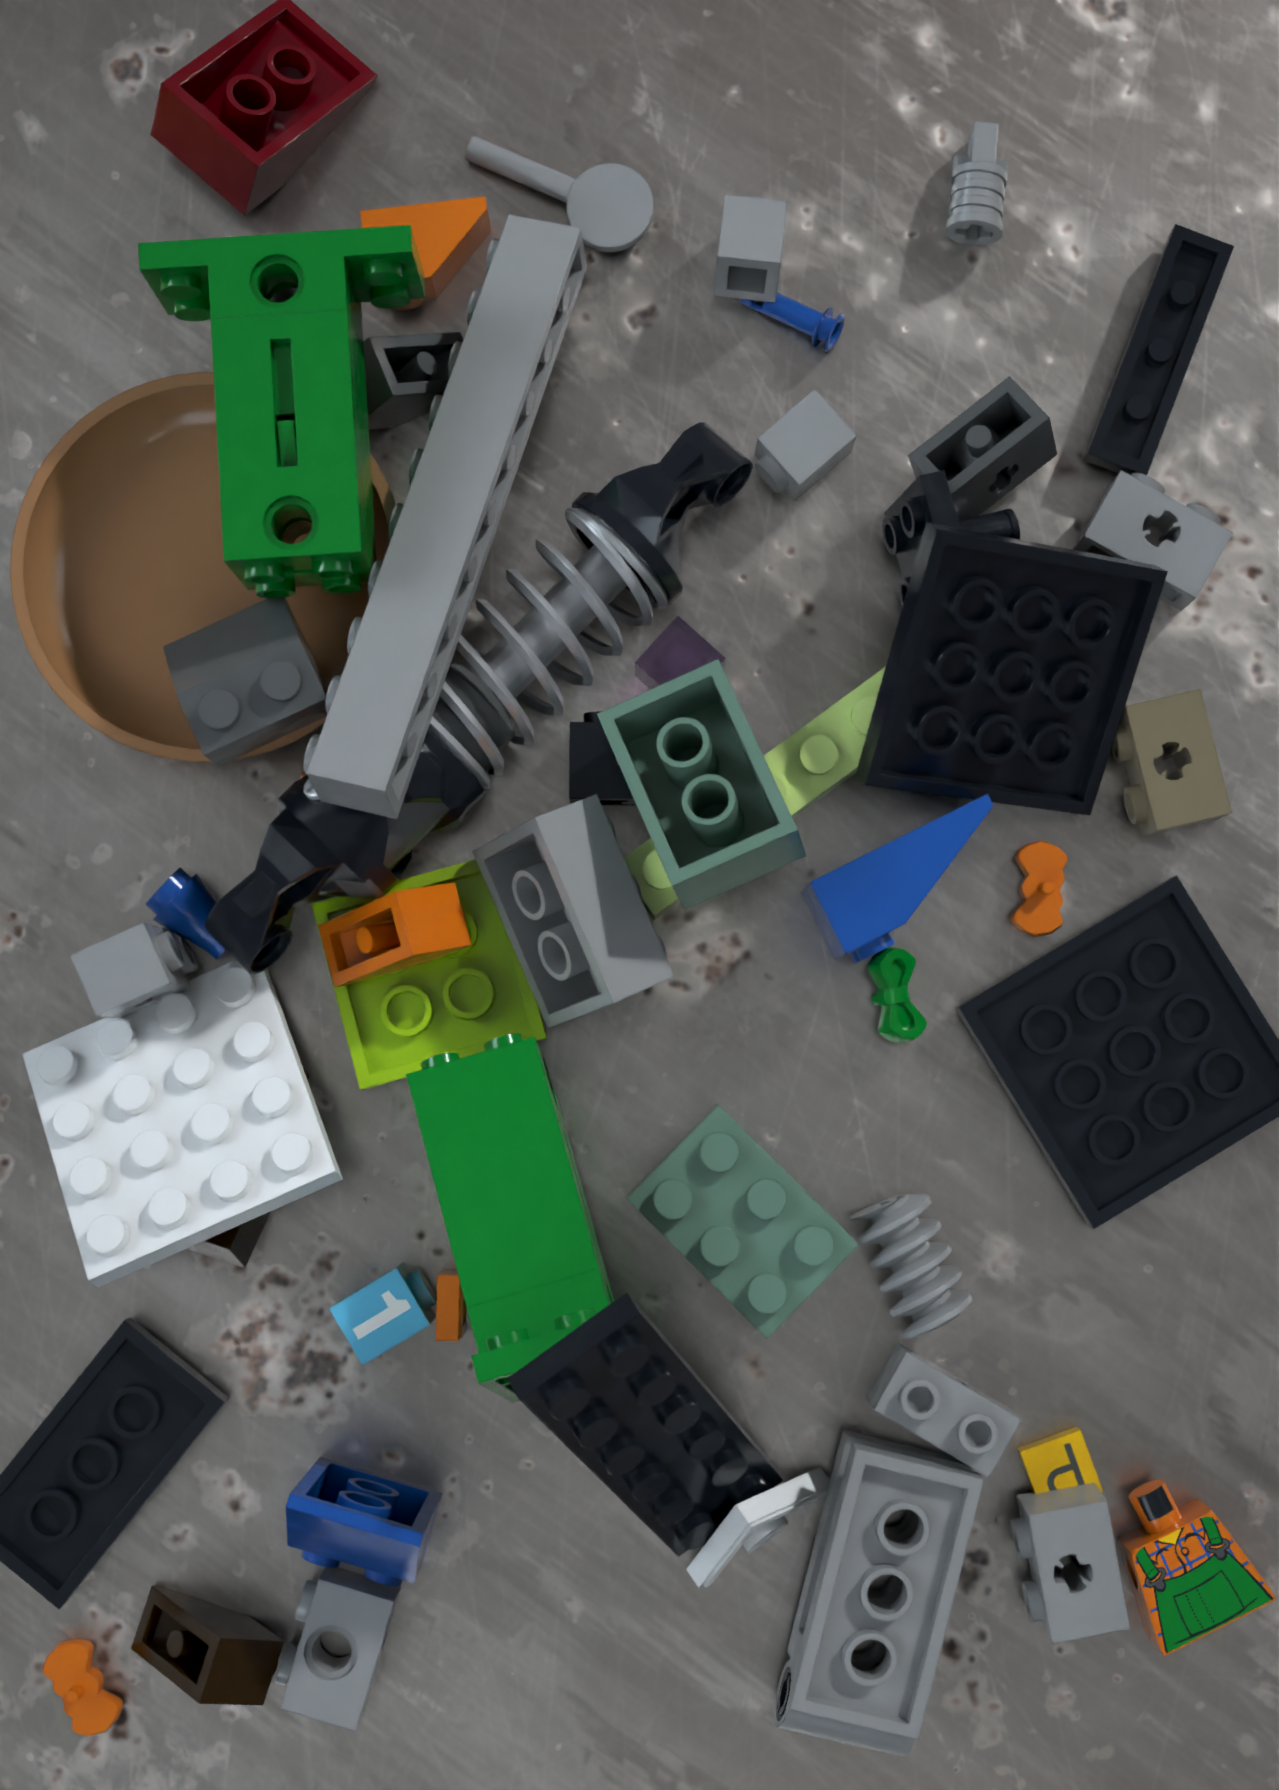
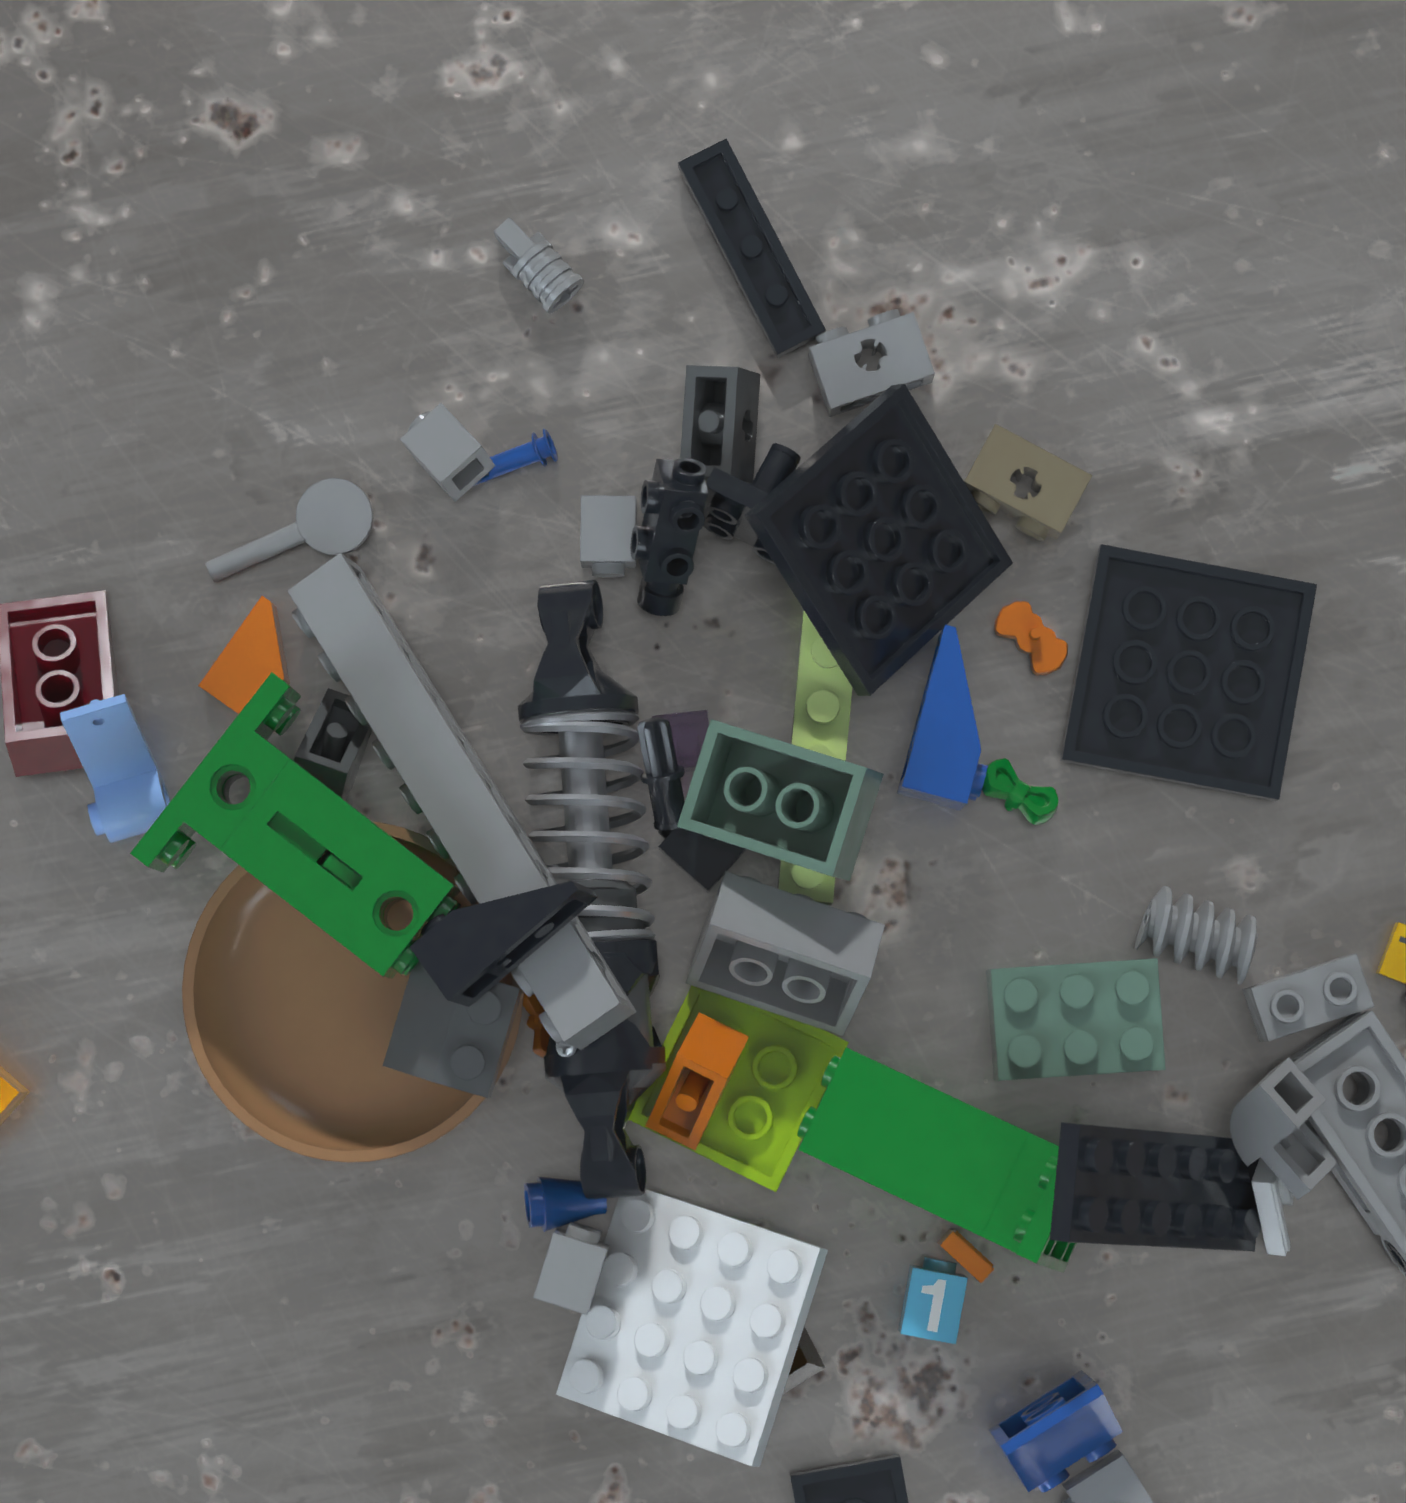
camera: 50 degrees left, 0 degrees up
(236, 178) = (119, 767): none -> light blue door
(334, 625) = (486, 941): none -> black slope
(637, 661) = (661, 772): none -> black axle
(800, 1484) = (1272, 1127): none -> light grey brick
(846, 490) = (669, 532): none -> black brick

